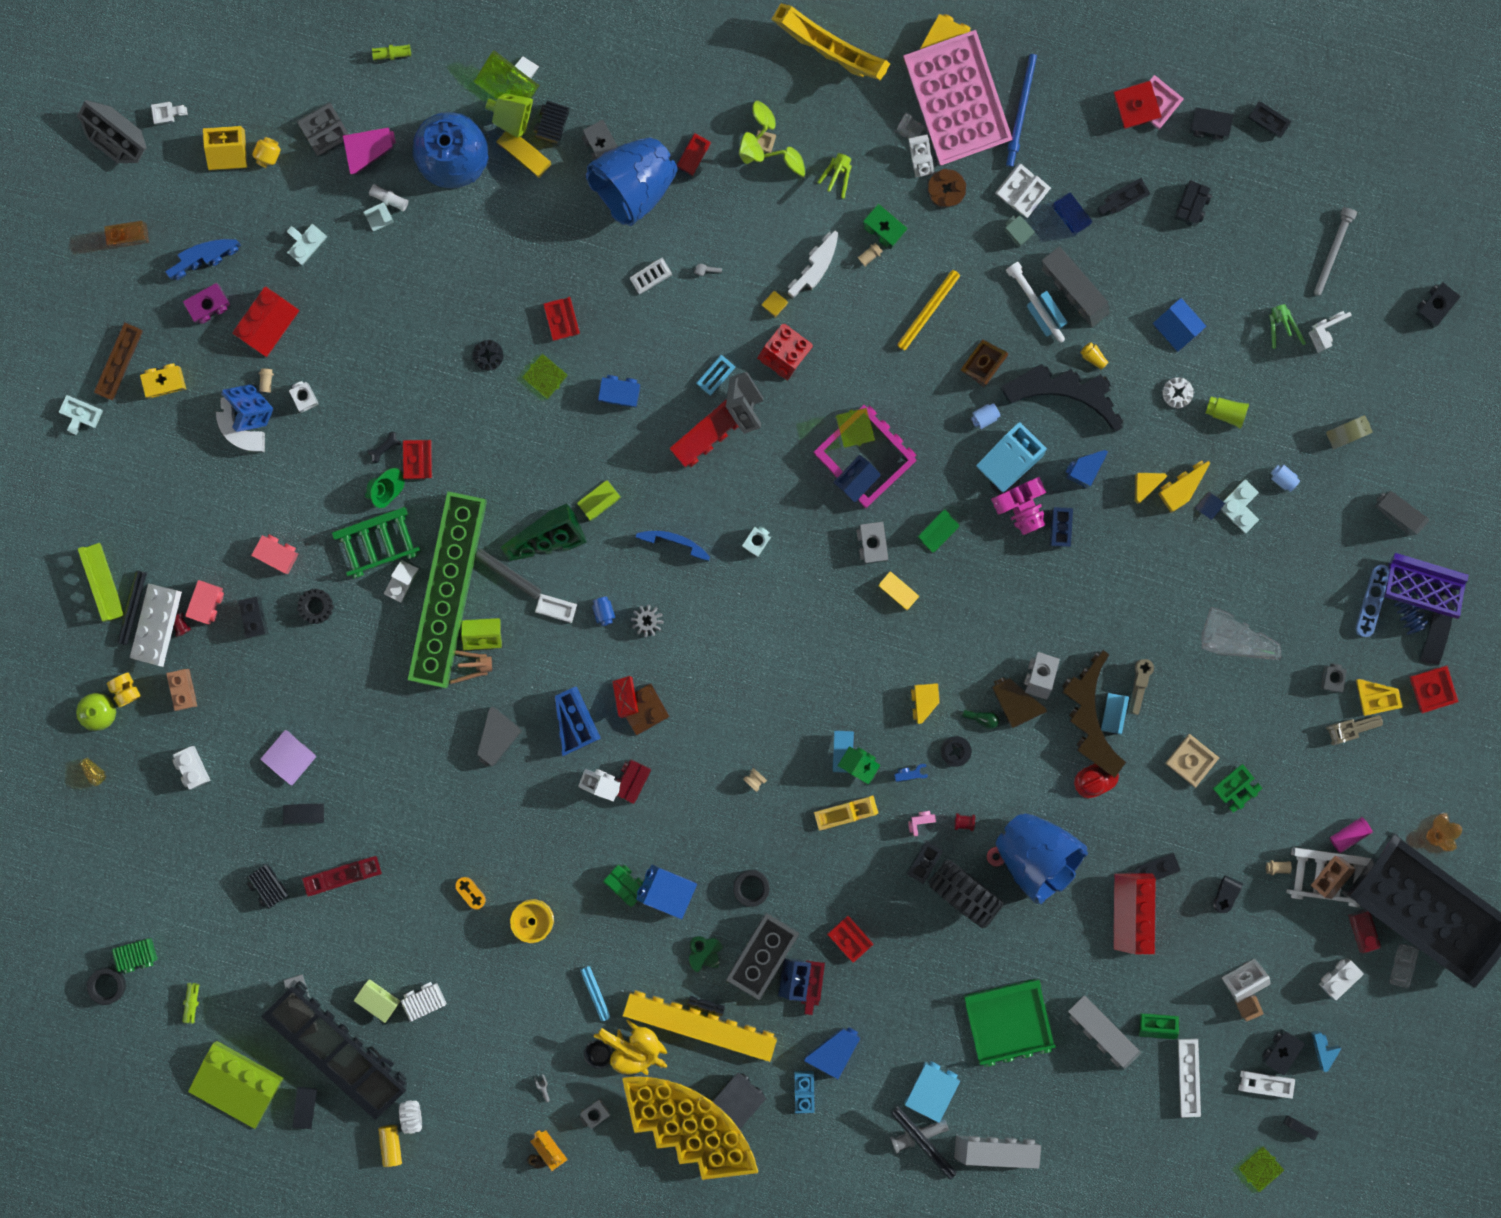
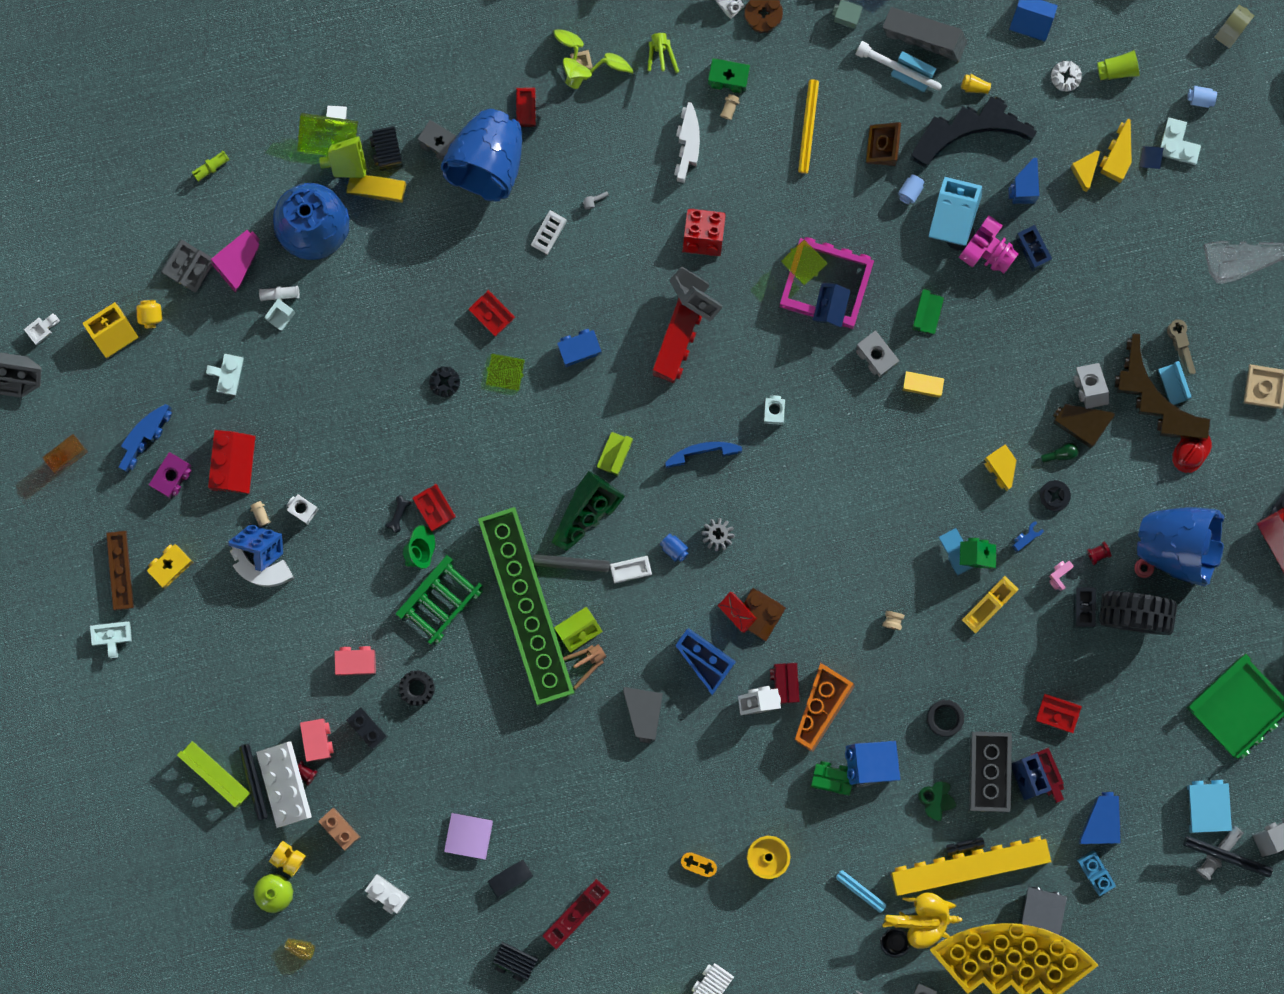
camera: 25 degrees left, 5 degrees down
(401, 581) = (480, 623): white slope -> none
(652, 818) = (823, 705): none -> orange wedge
(728, 372) = (651, 302): medium azure tile -> none
(774, 303) = (671, 196): yellow slope -> none

